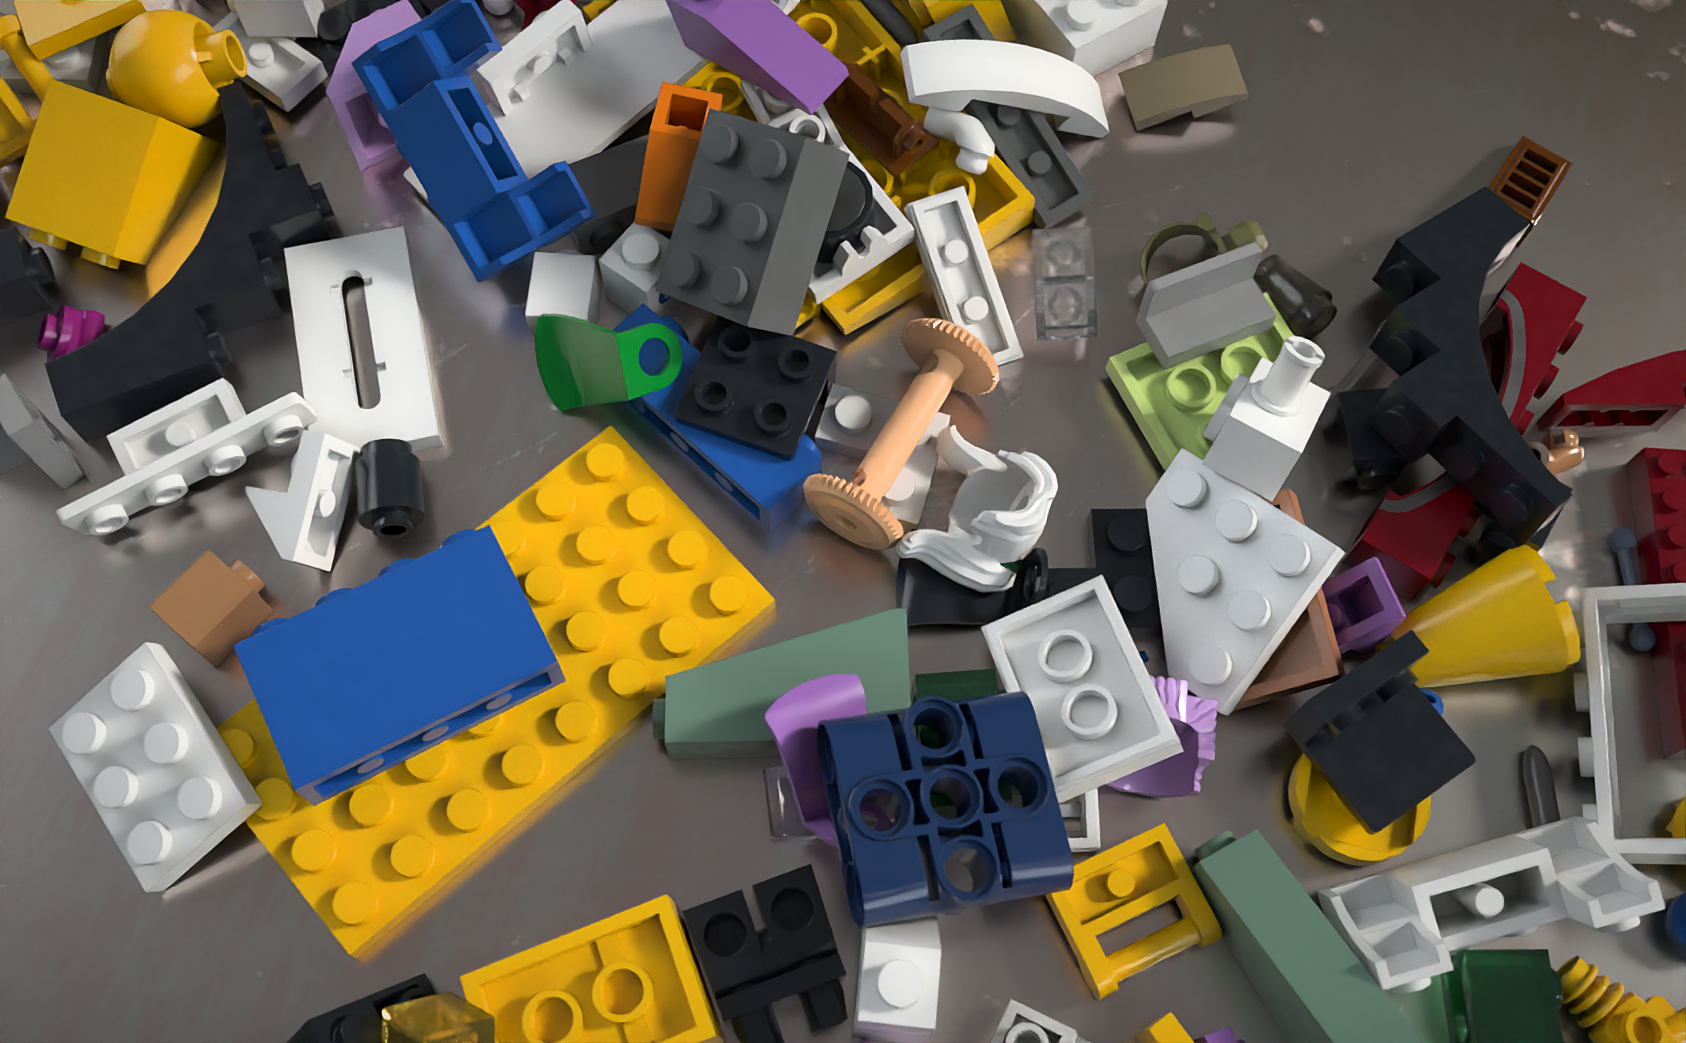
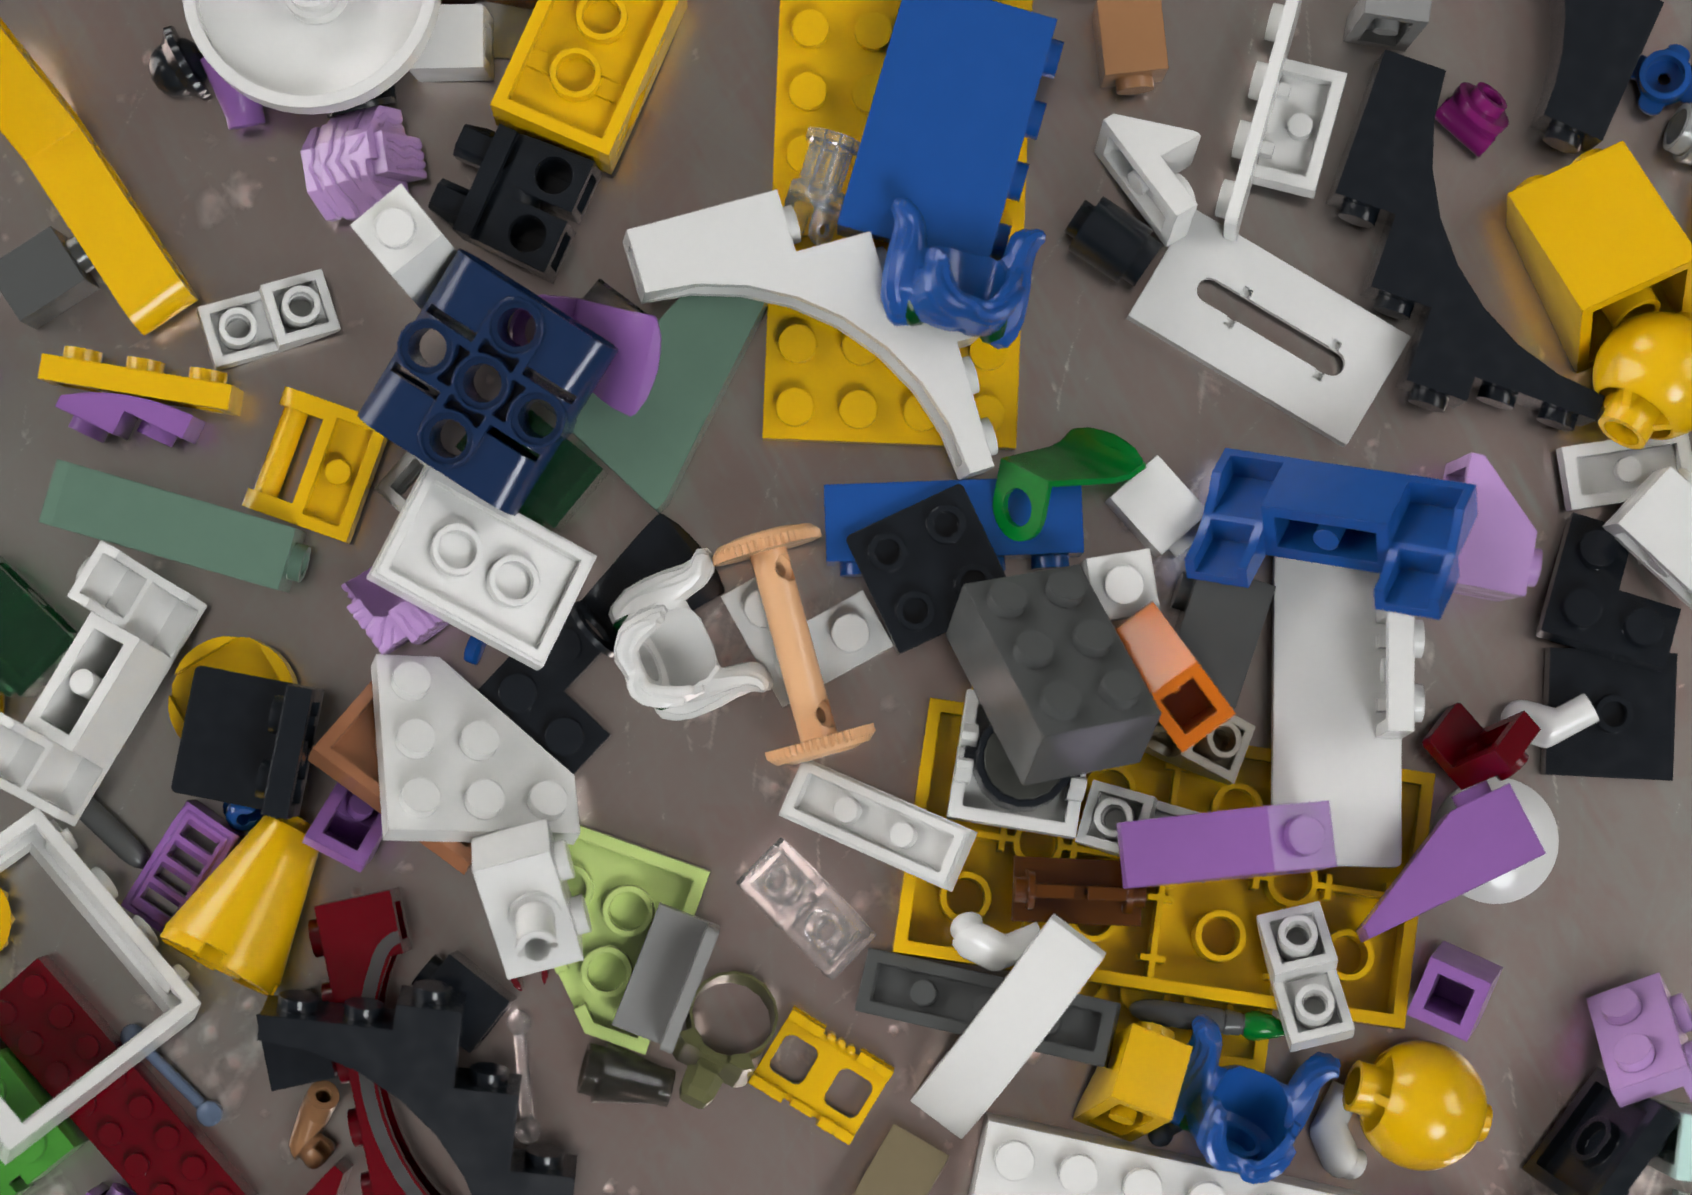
camera: 135 degrees right, 20 degrees up
(526, 517) = (956, 287): none -> blue hair
(536, 717) = (821, 182): none -> clear piece
(638, 703) = (751, 254): none -> white arch
(1134, 193) = (832, 1057): none -> yellow piece
(1459, 716) = (208, 823): none -> medium lavender slope

